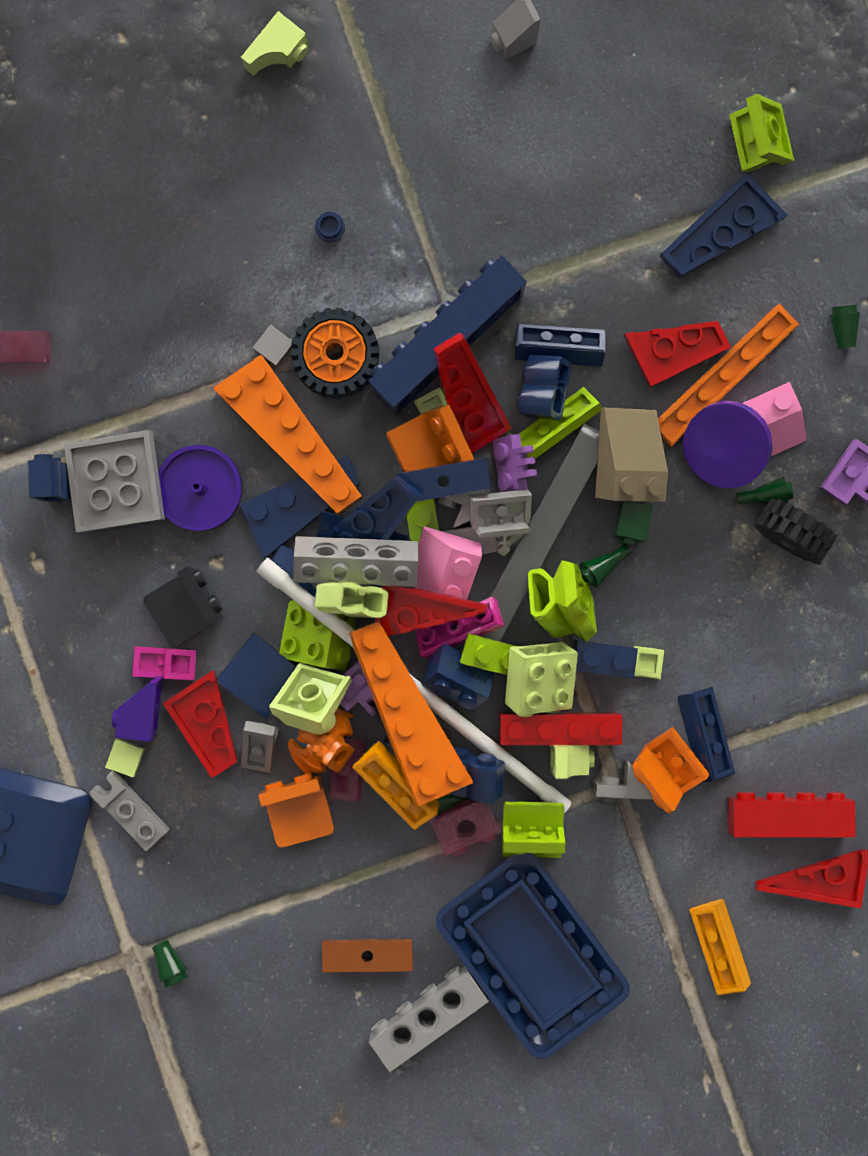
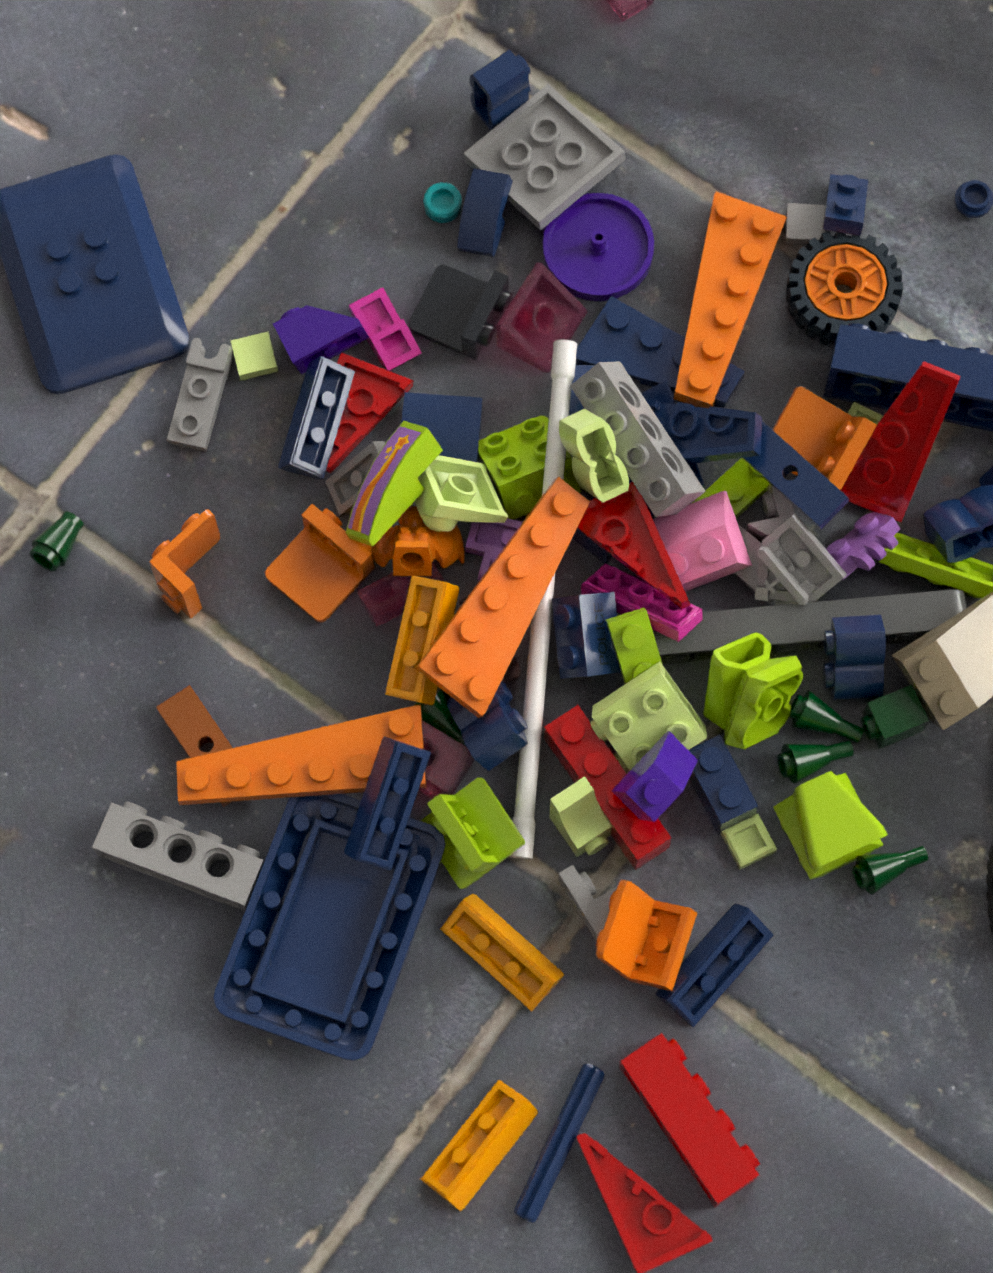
camera: 60 degrees right, 15 degrees down
(100, 566) = (442, 202): none -> teal tile
(126, 548) = (482, 212): none -> dark blue slope
(198, 749) = (316, 418): none -> dark blue slope
(226, 560) = (538, 317): none -> clear pink slope
(240, 914) = (174, 558): none -> orange bracket
(280, 312) = (845, 204): none -> dark blue plate
(282, 739) = (392, 482): none -> slope
(436, 885) = (298, 764): none -> orange wing
(487, 877) = (387, 803): none -> dark blue slope
(583, 521) = (856, 657): none -> dark blue brick
(587, 704) = (656, 778): none -> dark purple slope
(614, 855) = (502, 951): none -> light orange slope
(621, 595) = (802, 760): none -> dark green cone
(673, 609) = (828, 824): none -> lime piece
(718, 597) = (878, 870): none -> dark green cone
(751, 900) = (559, 1143): none -> dark blue axle

